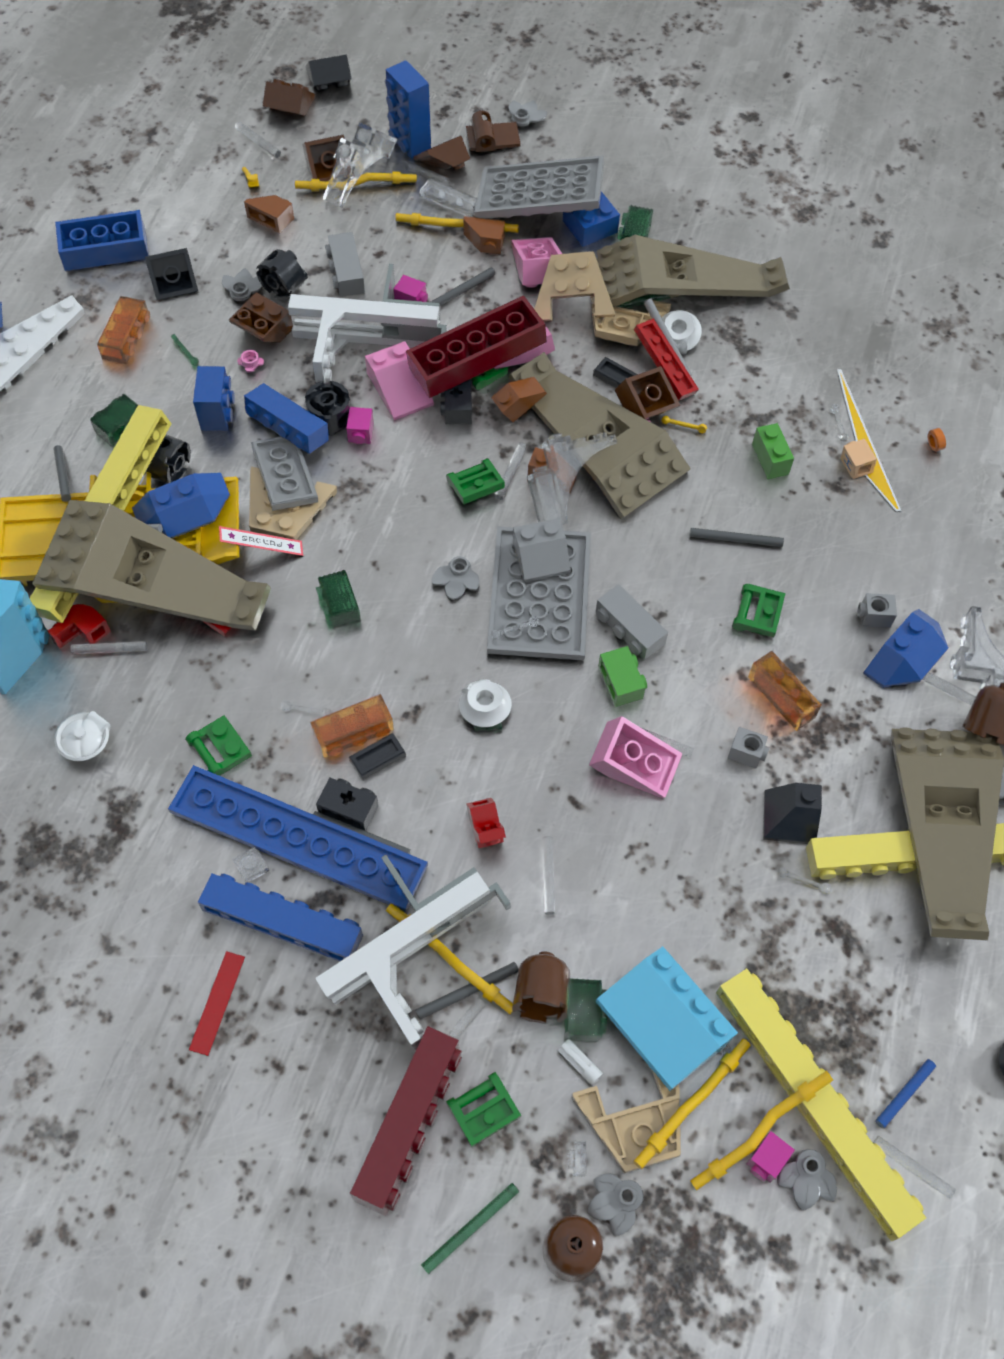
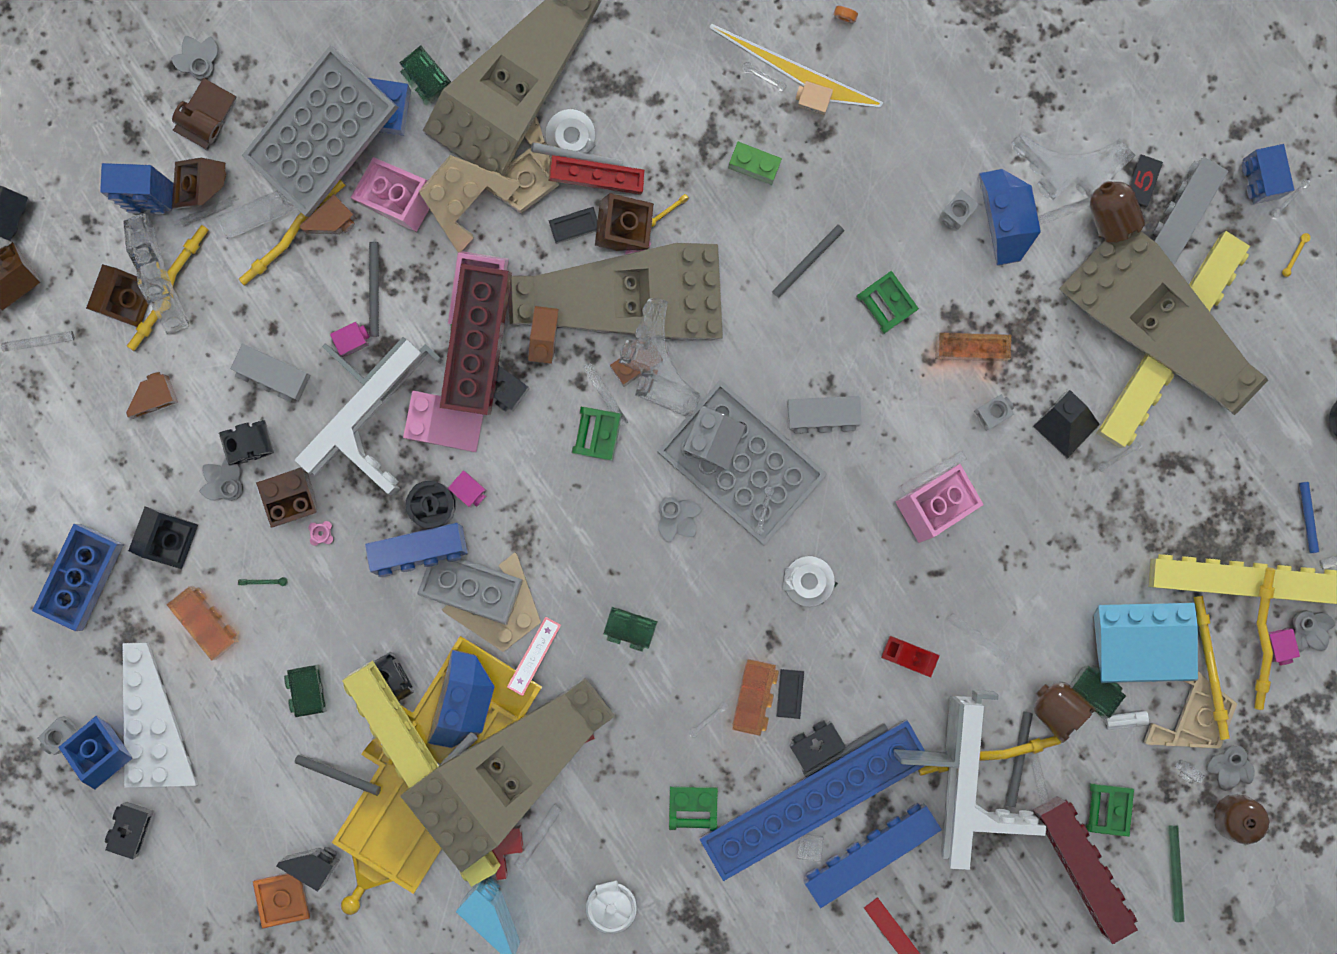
camera: 55 degrees left, 25 degrees up
(213, 398) = (351, 598): blue brick -> none
(252, 179) = (91, 384): yellow hand -> none
(622, 676) = (865, 458): bright green brick -> none

